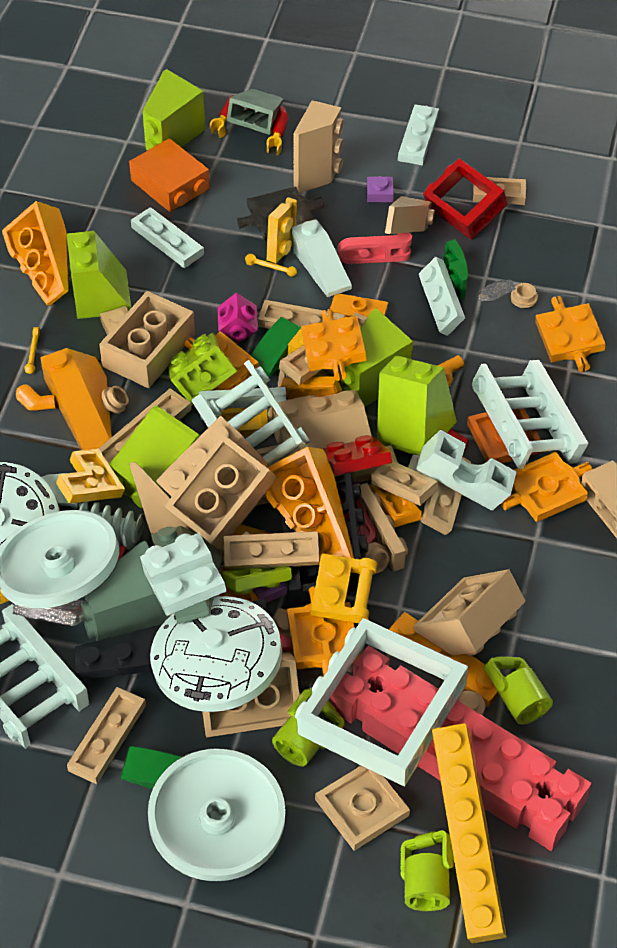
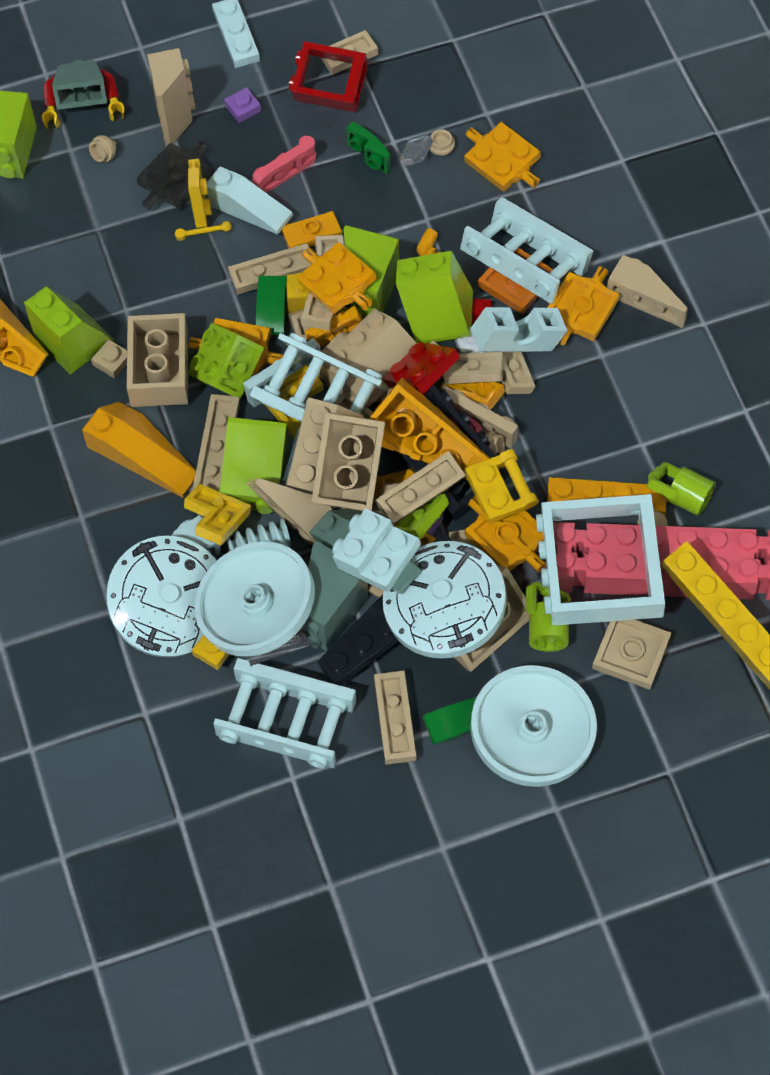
camera: 30 degrees left, 10 degrees up
(30, 368) = (67, 443): yellow hinge -> none
(32, 400) = (96, 472): light orange arm -> none
(115, 399) = (169, 430): tan plate -> none
(167, 237) = (92, 253): light aqua plate -> none
(169, 175) = (46, 191): orange brick -> none
(237, 318) = (219, 297): dark pink brick -> none
(240, 166) = (102, 148): none -> tan plate
(409, 216) = (296, 119): tan slope -> none
(427, 873) = (721, 675): lime piece -> none
(441, 296) = (374, 180): light aqua plate -> none
(472, 612) = (604, 447): tan slope -> none

